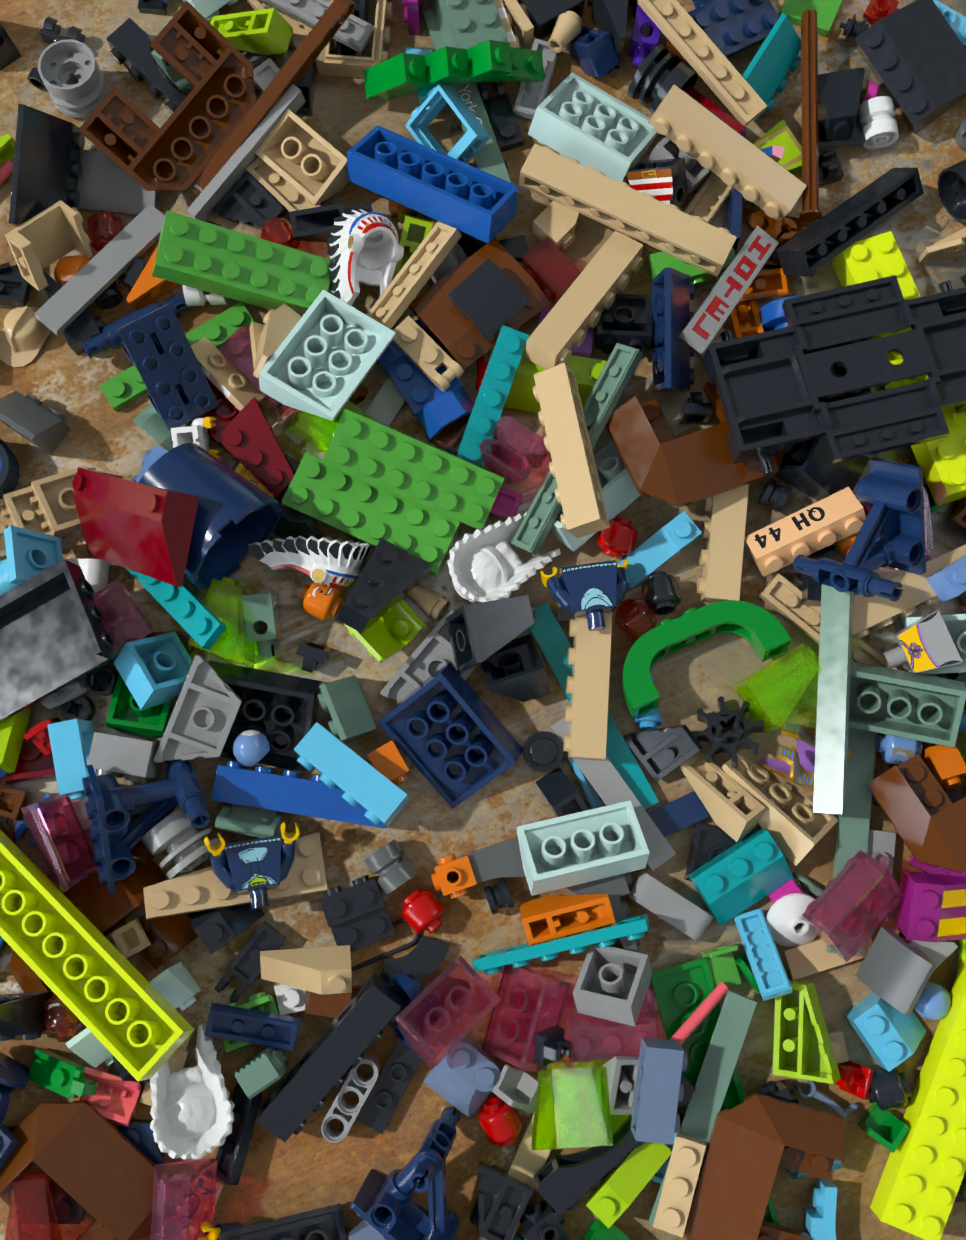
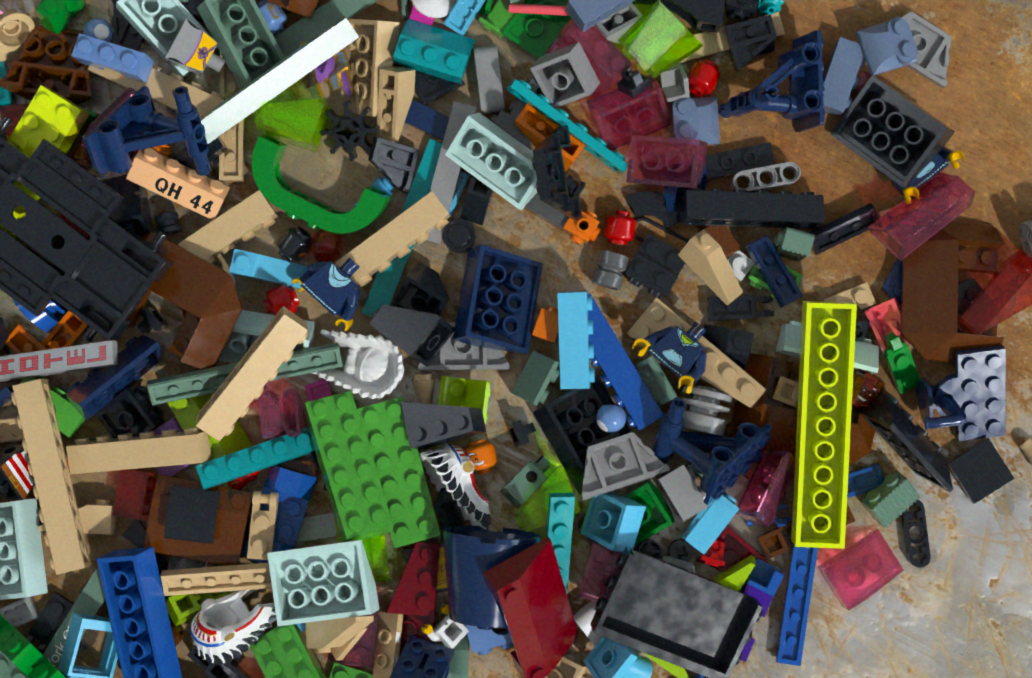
camera: 125 degrees left, 5 degrees up
(191, 1105) = (847, 267): white piece -> none
(525, 885) = (551, 175): none -> black wing

